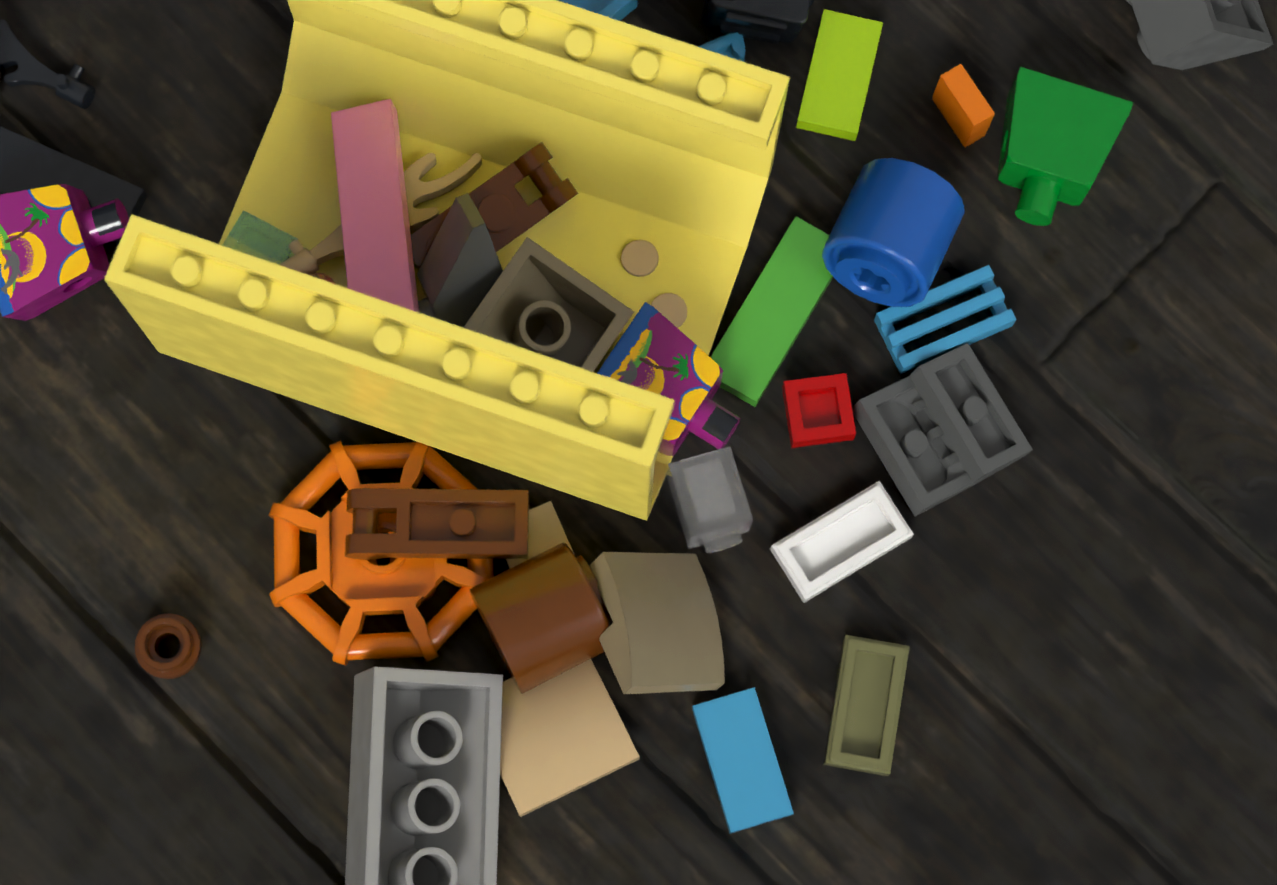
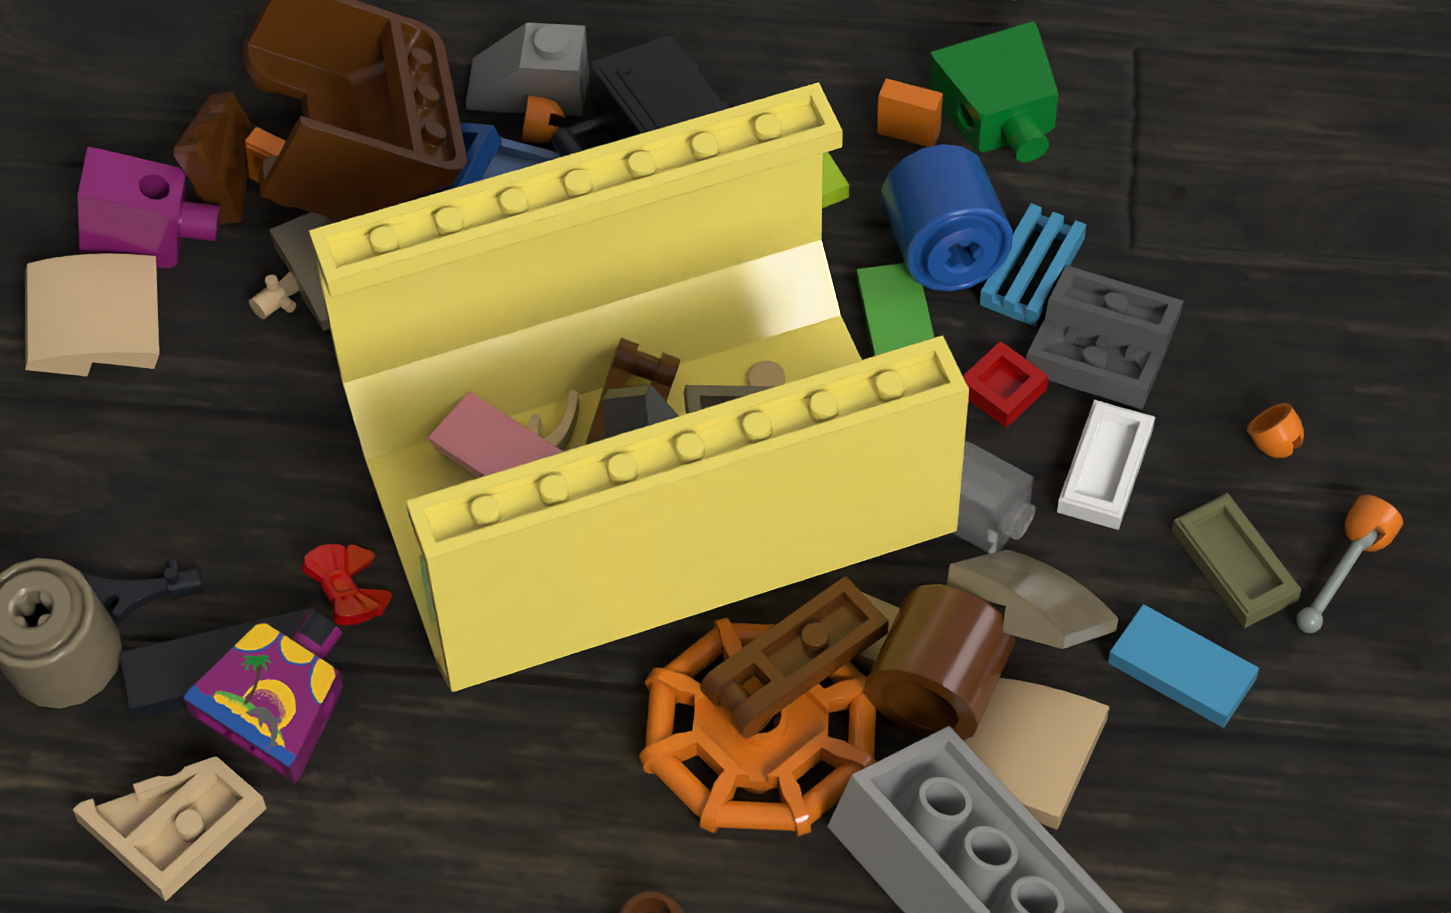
camera: 35 degrees left, 20 degrees down
(183, 166) = (333, 568): none -> red piece
(990, 767) = (1370, 527): none -> hinge
(998, 623) = (1277, 431): none -> orange hinge

